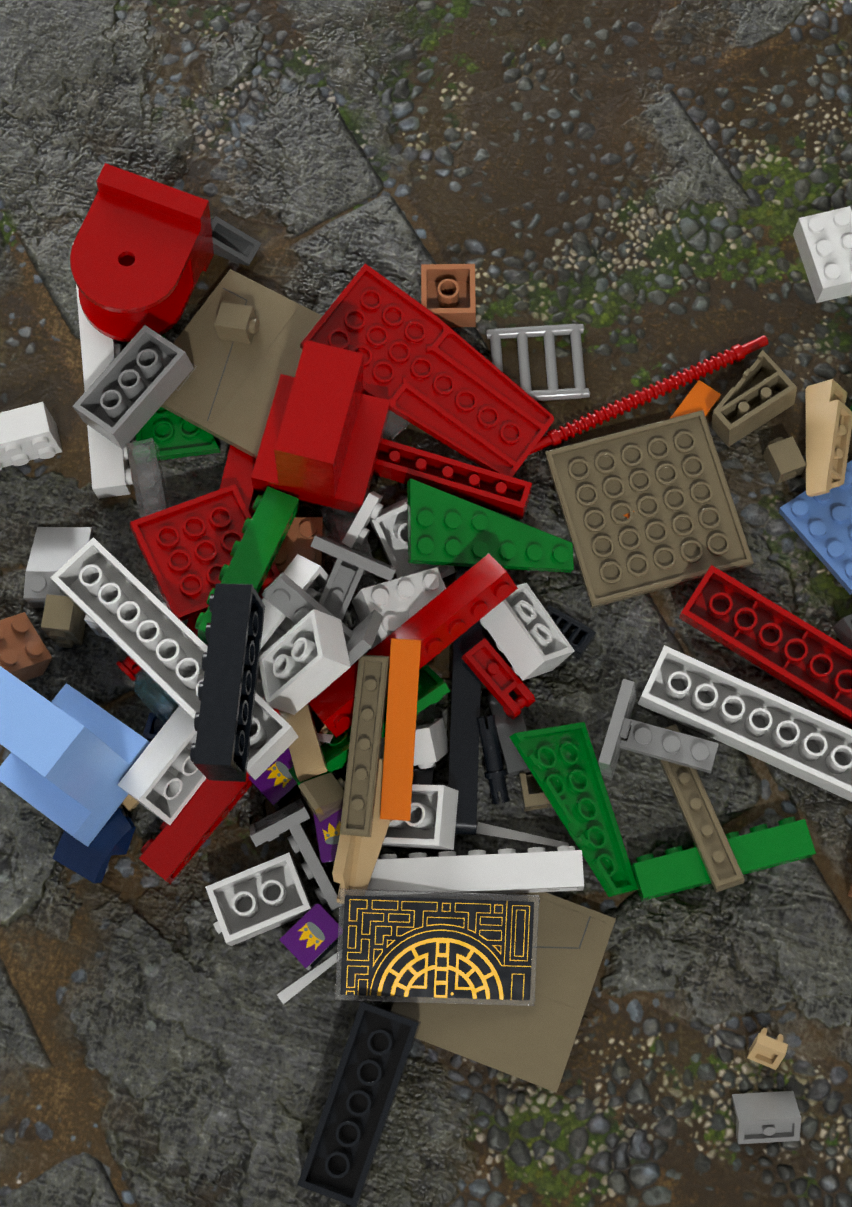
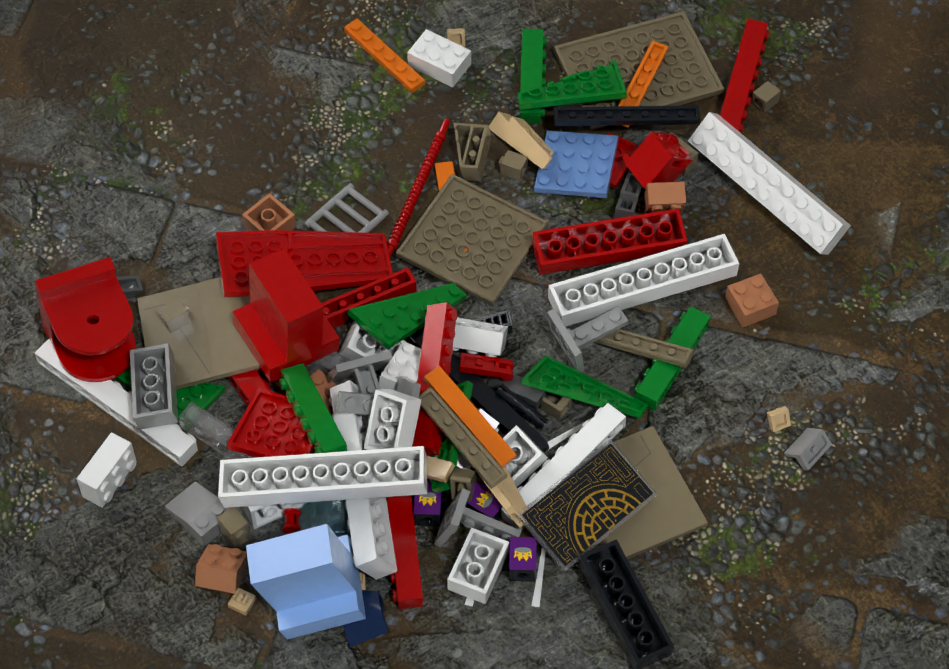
camera: 50 degrees left, 15 degrees down
(228, 683) = (375, 447): black brick -> none
(370, 509) = (344, 340): white plate -> none
(777, 200) = (384, 55): none -> orange plate

